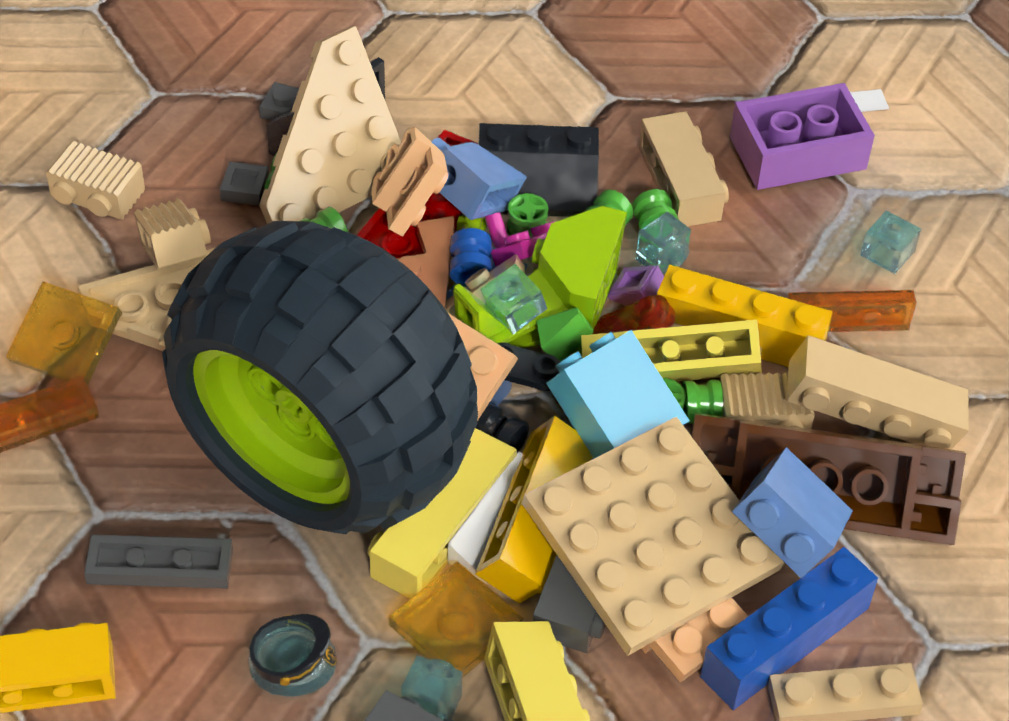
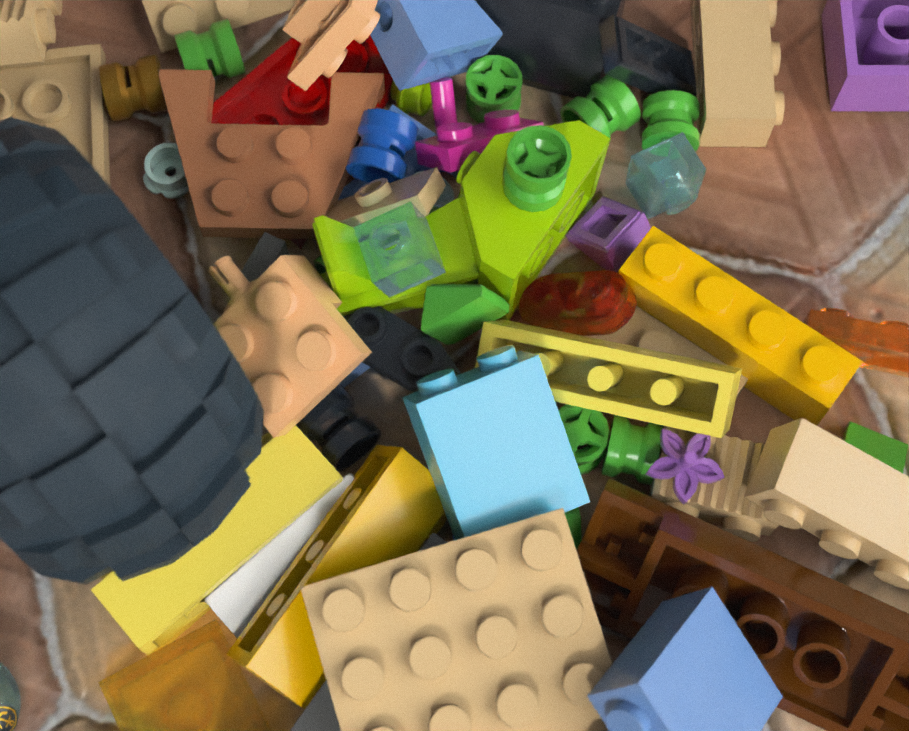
camera: 20 degrees right, 20 degrees up
(589, 230) = (543, 155): none -> bright green wheel
(623, 175) = (645, 58): none -> black plate
(742, 391) = (685, 464): none -> medium lavender plant

